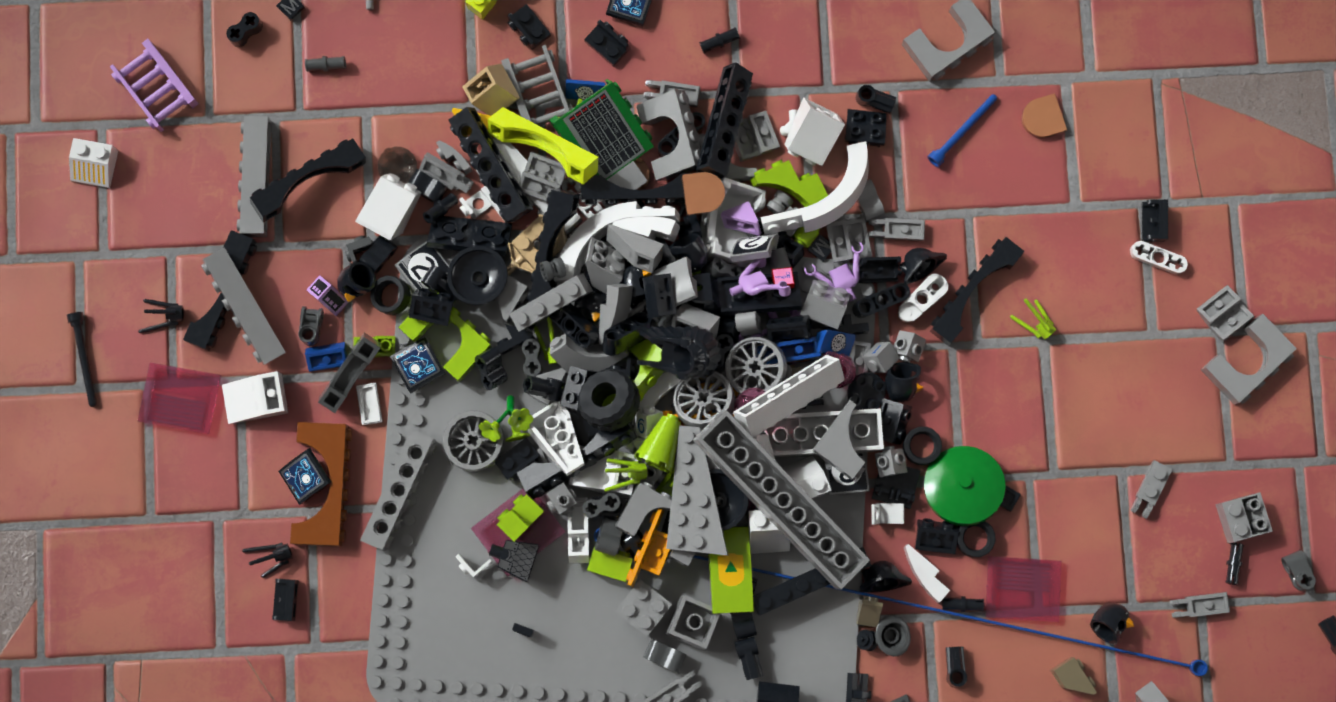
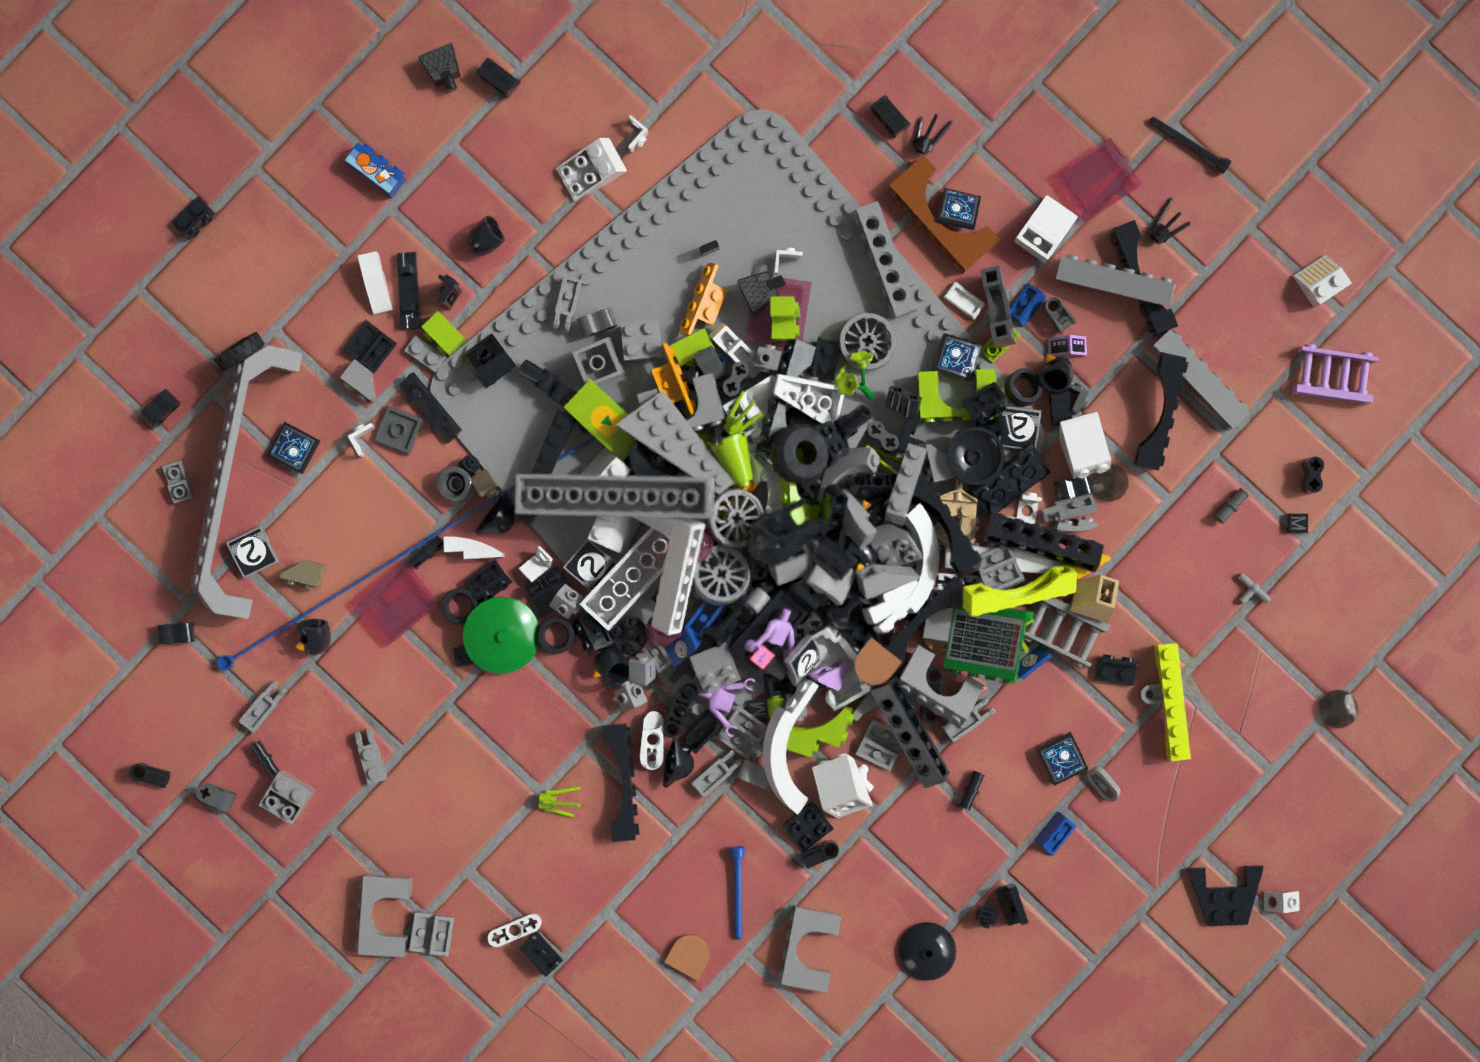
camera: 140 degrees right, 5 degrees up
(440, 208) = (1049, 480): black pin -> none
(552, 269) = (926, 508): dark grey wheel -> none
(566, 591) = (705, 302): none -> light orange bracket
(607, 42) = (1049, 711): black bracket -> none
(779, 203) = (816, 712): light grey wheel -> none
(837, 448) = (613, 573): light grey arch -> none
(955, 663) = (393, 506): black piece -> none

